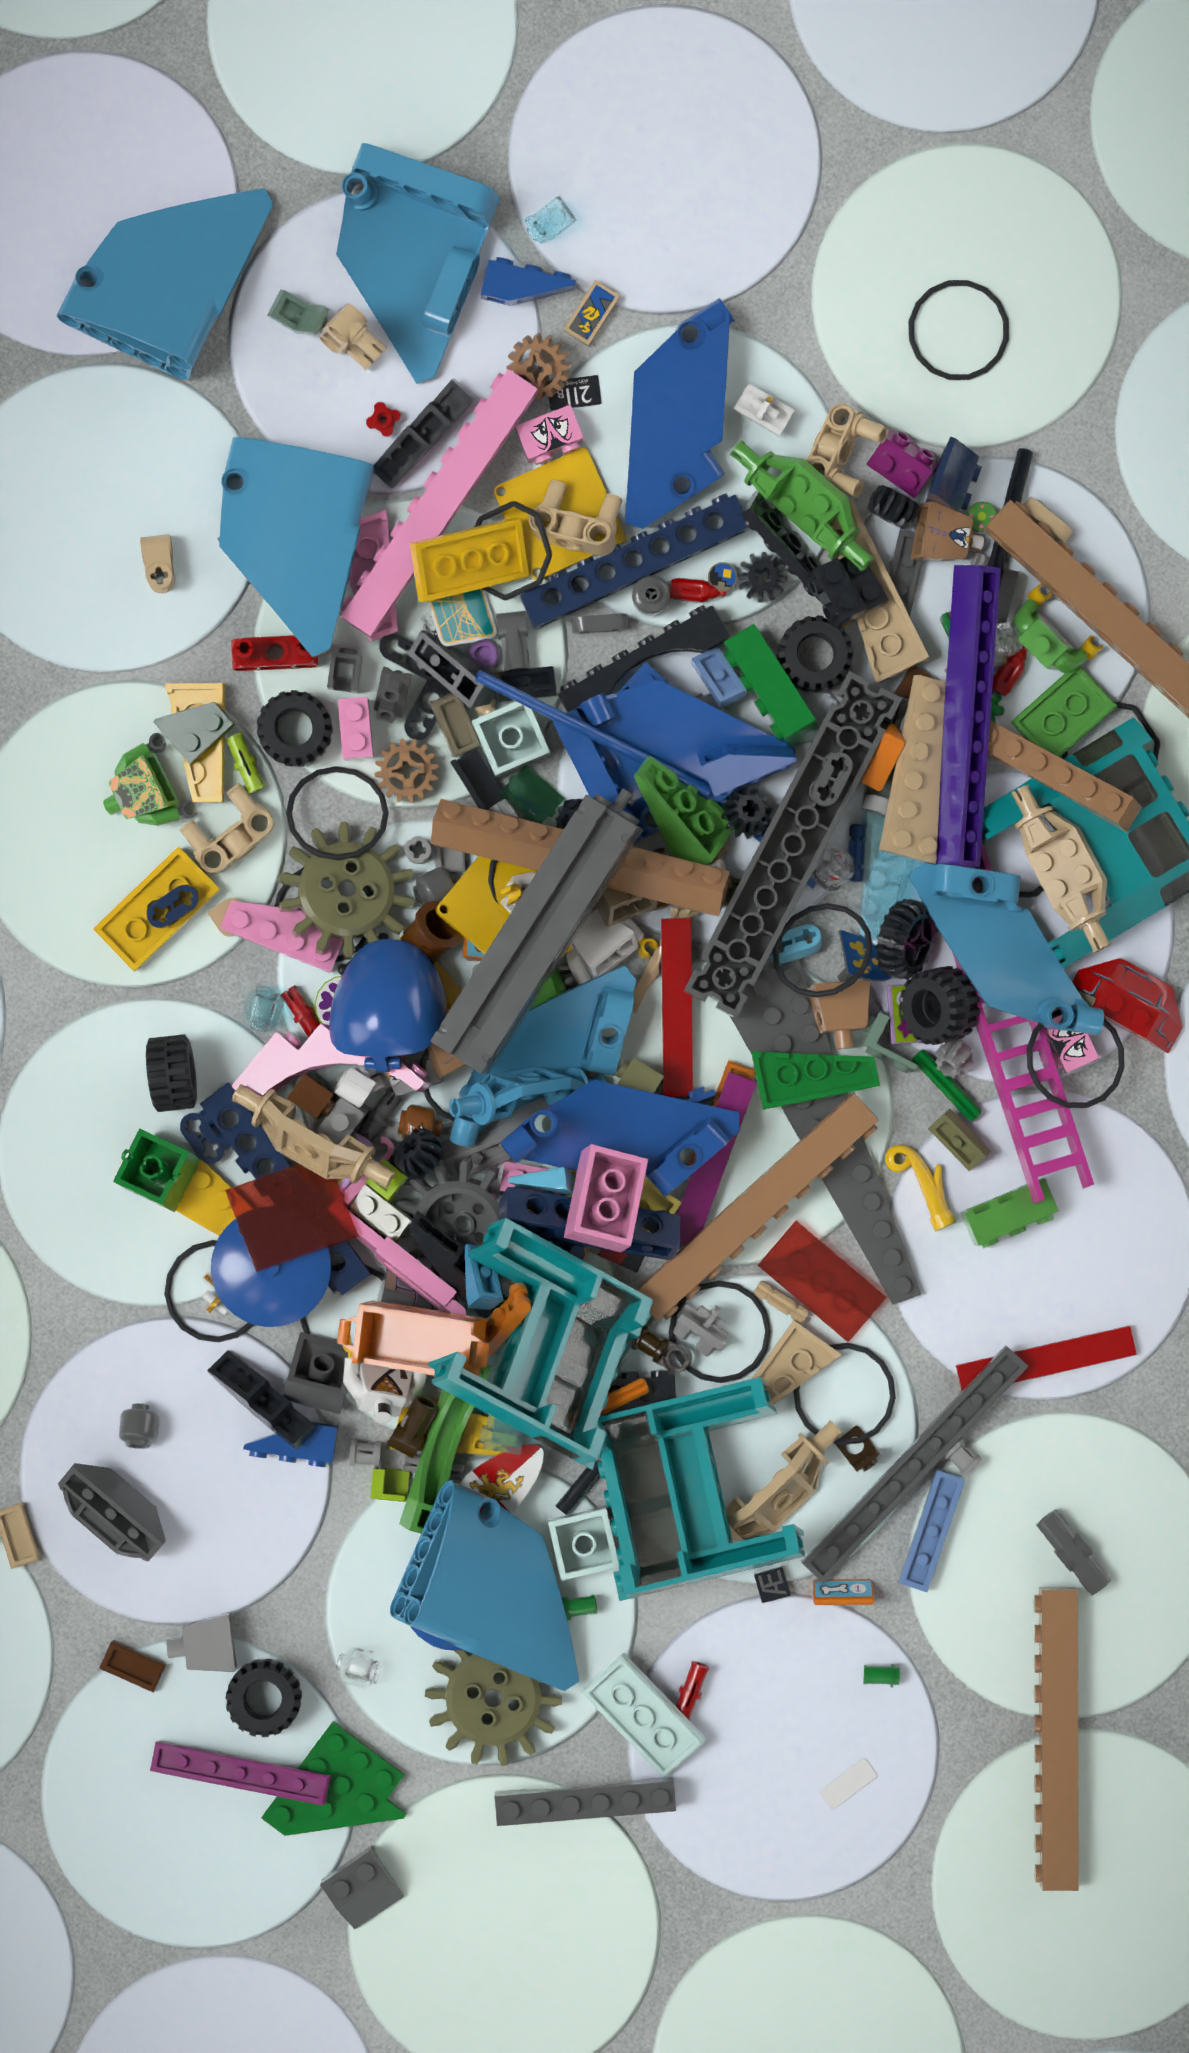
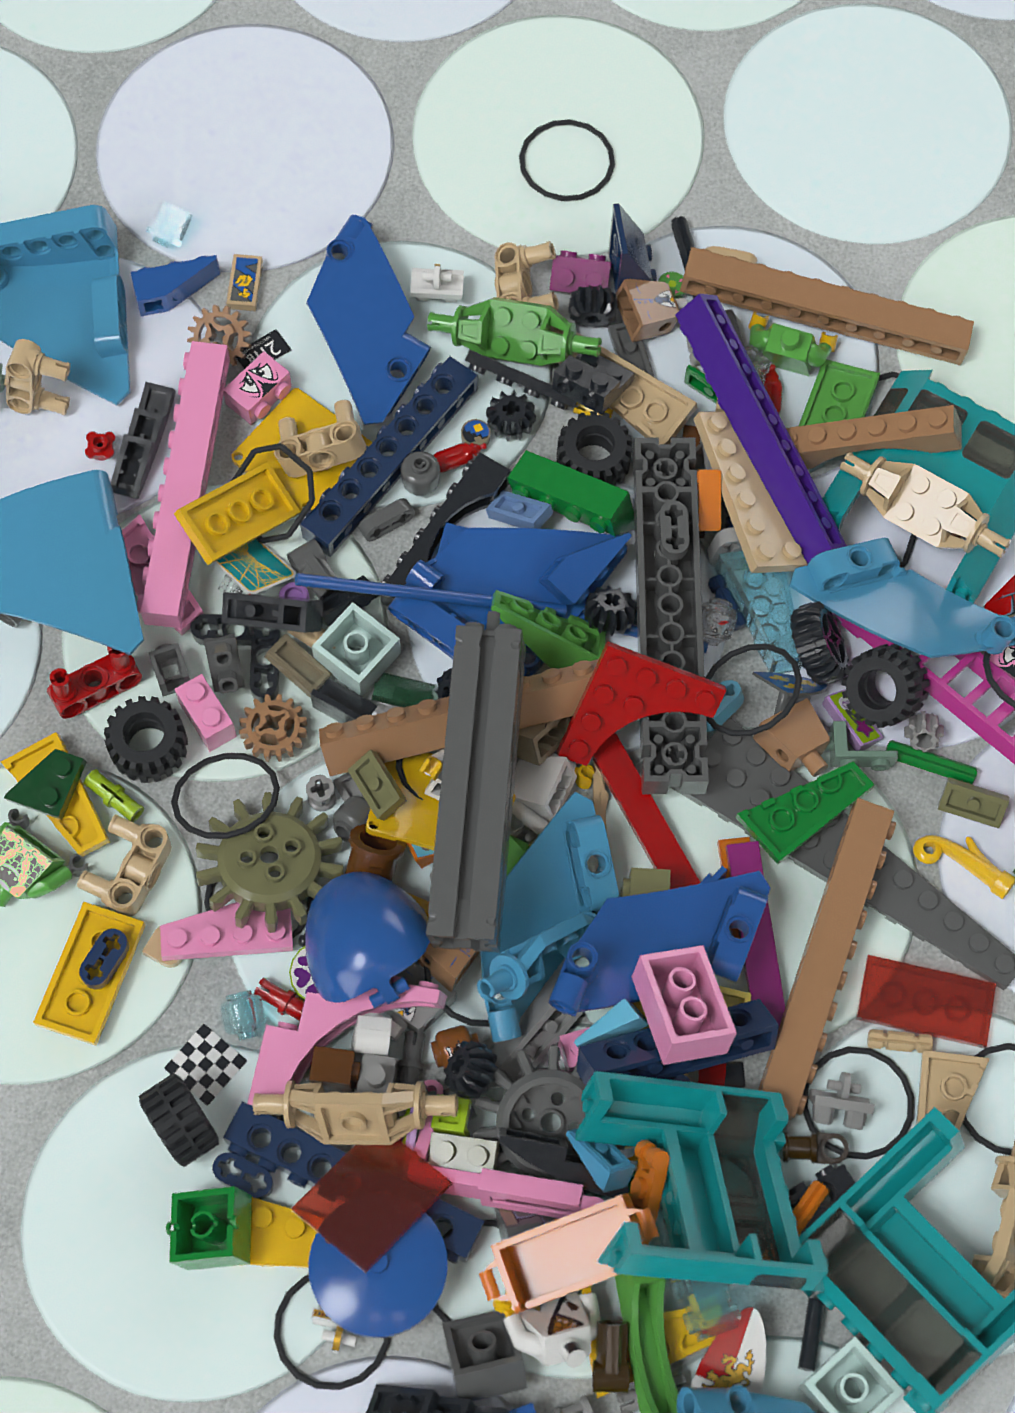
camera: 25 degrees left, 20 degrees down
(215, 1030) = (206, 1064): none -> sticker
(463, 876) = (377, 785): none -> olive plate
(711, 908) = (631, 688): none -> red plate

